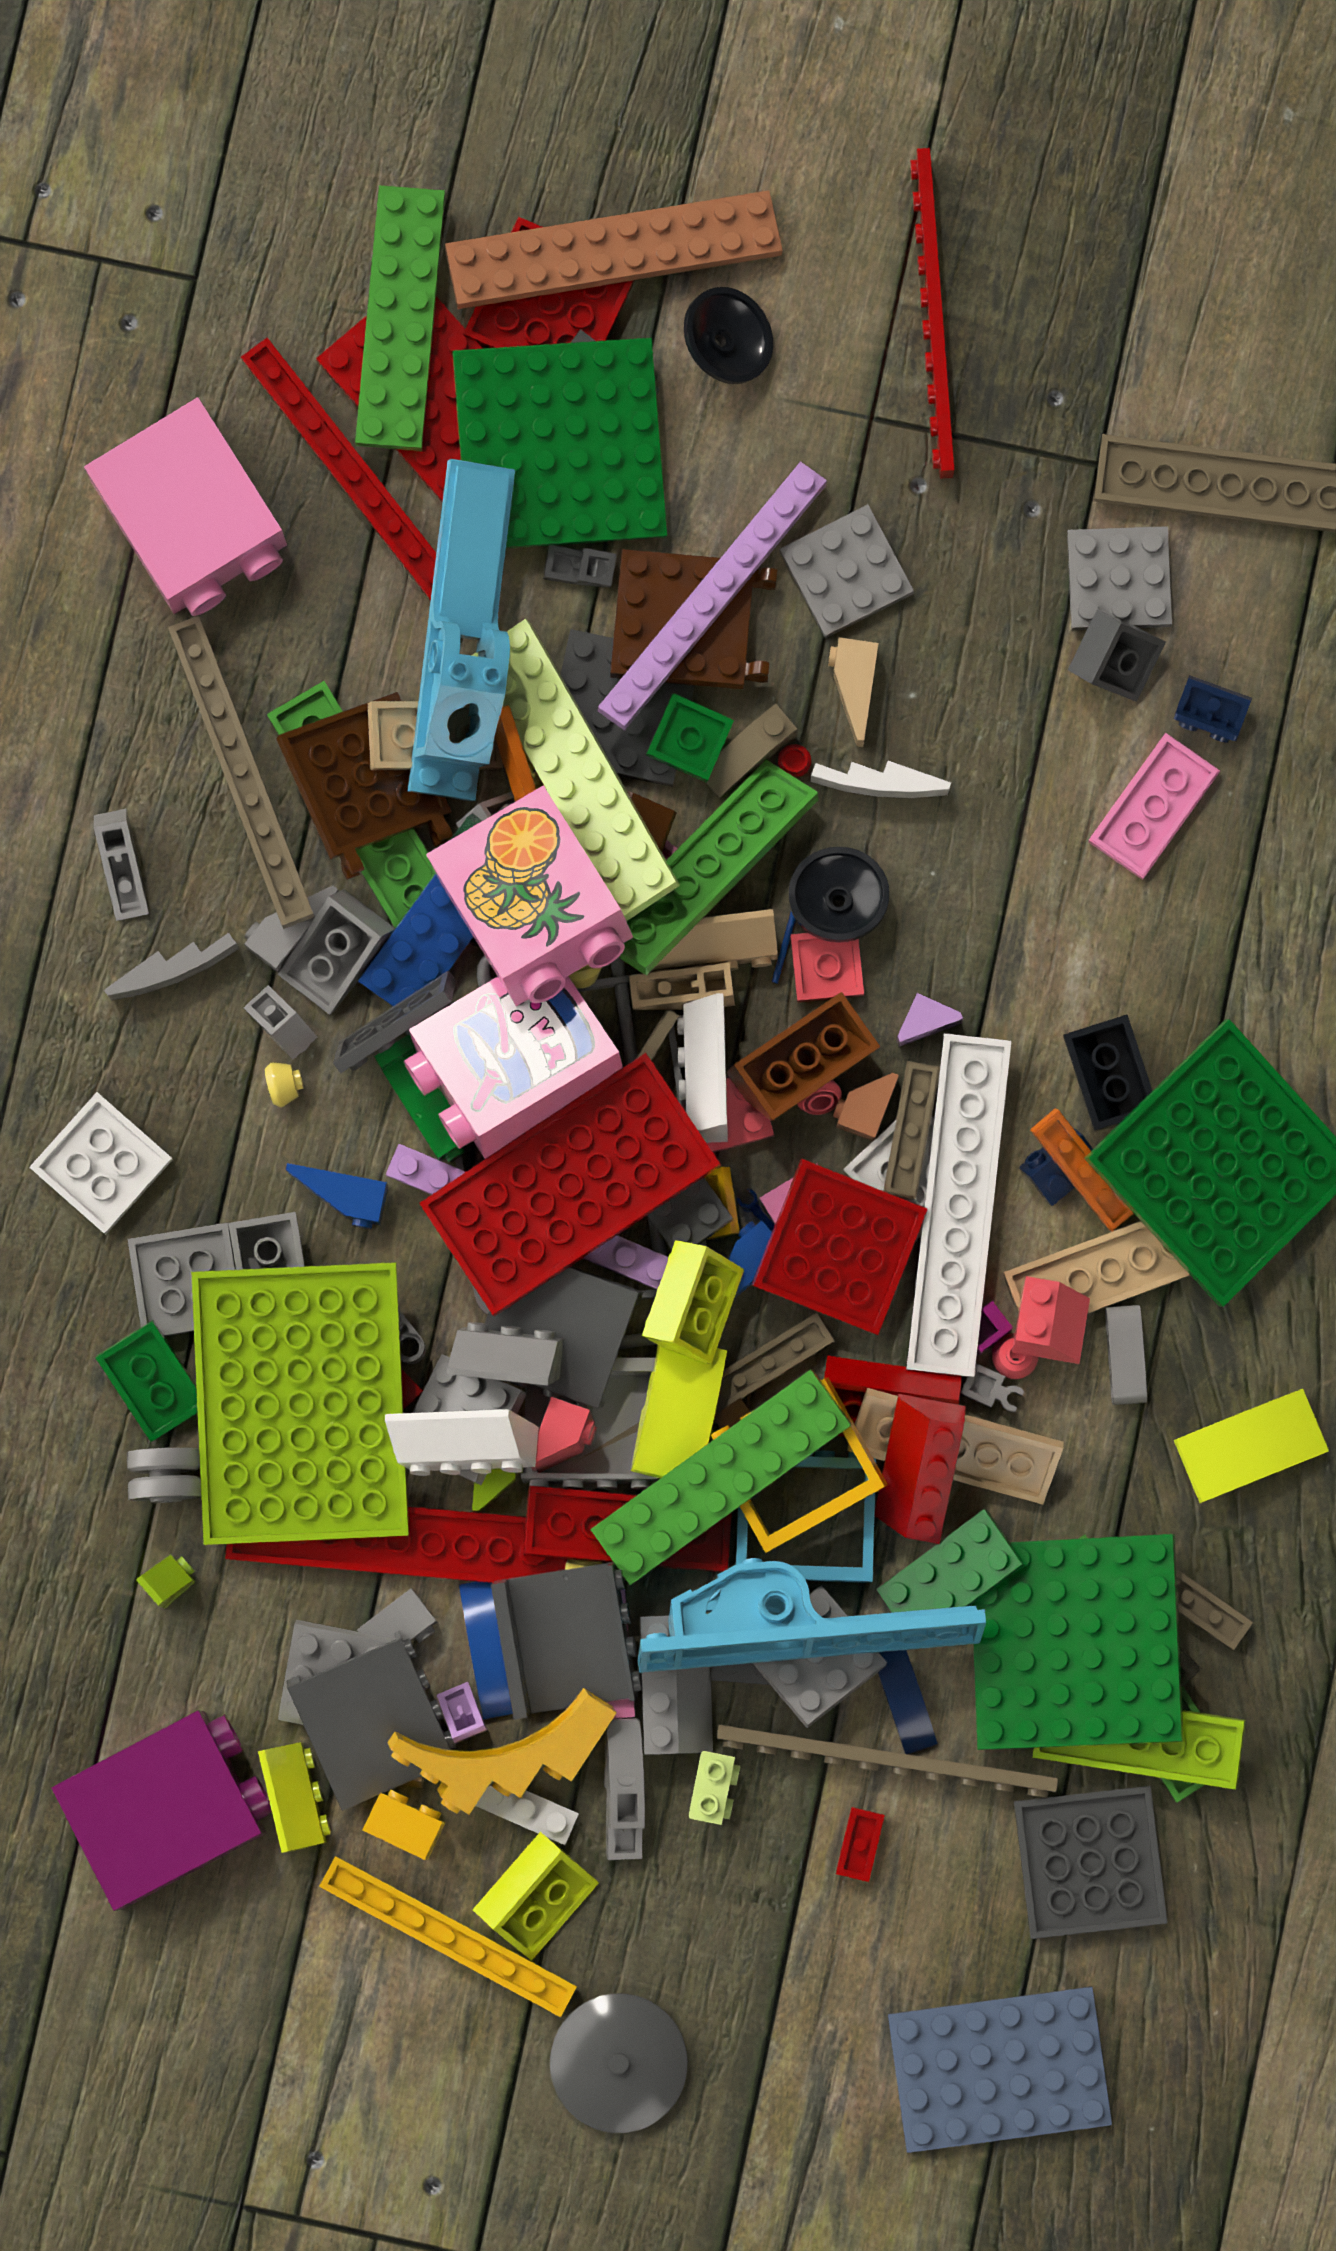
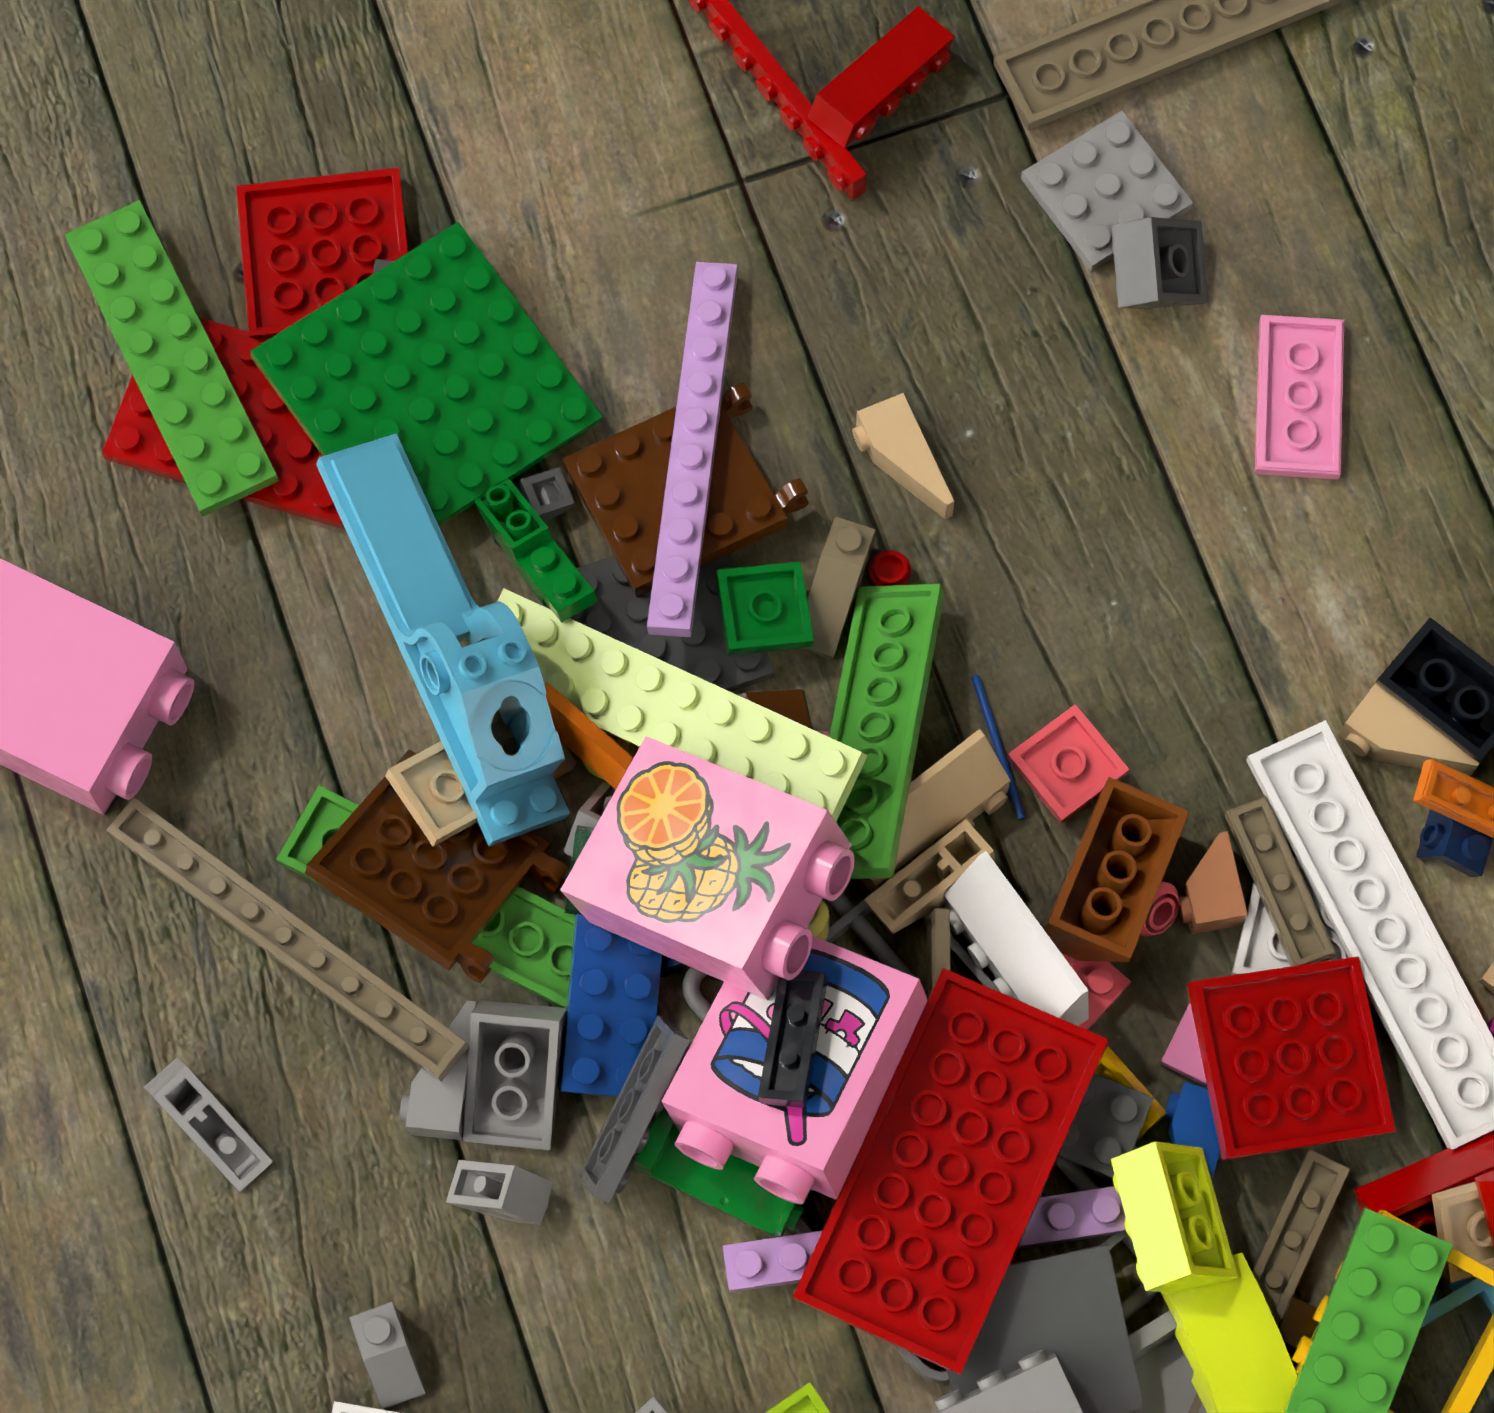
camera: 35 degrees left, 10 degrees down
(147, 1083) = (387, 1355): none -> light grey slope
(158, 973) = (326, 1219): light grey slope -> none
(283, 1083) = (545, 1259): light yellow cone -> none
(343, 462) = (203, 545): red plate -> none
(350, 1195) = (698, 1342): blue slope -> none
(513, 1042) = (793, 1040): none -> black plate
(561, 605) = (533, 551): none -> green slope
(613, 249) = (357, 162): nougat plate -> none
(737, 326) = (538, 176): black dish -> none
(756, 1209) = (1162, 1076): clear blue hand -> none
(843, 876) = (1029, 658): black dish -> none
(846, 571) = (816, 346): light grey plate -> none
(895, 781) = (1011, 529): white slope -> none
(925, 1019) = (1212, 754): lavender slope -> none
(1009, 405) = (882, 77): none -> red brick
(1055, 1077) = (1398, 736): none -> tan slope
(1212, 709) = (1293, 261): dark blue bracket -> none

